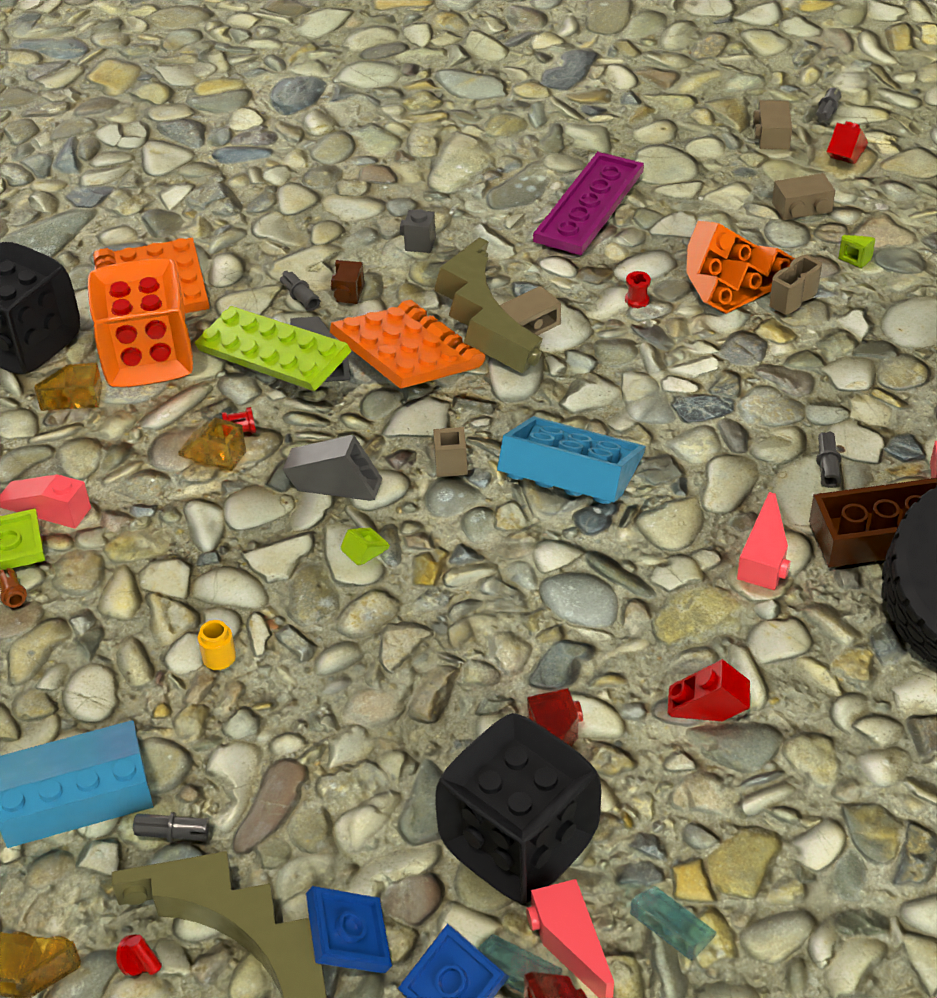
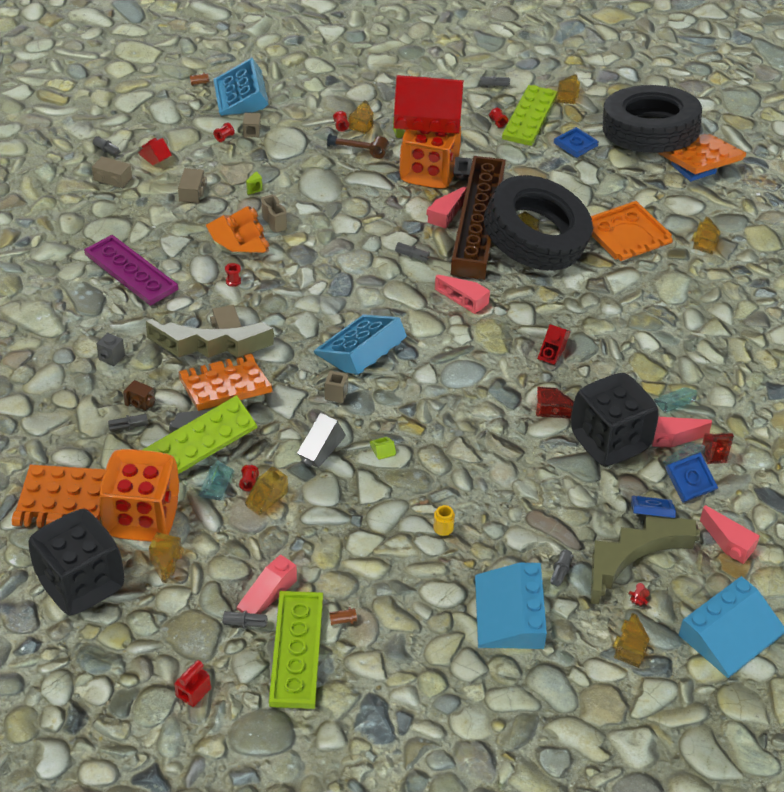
camera: 75 degrees left, 0 degrees up
(227, 397) = (216, 481): none -> clear light blue slope

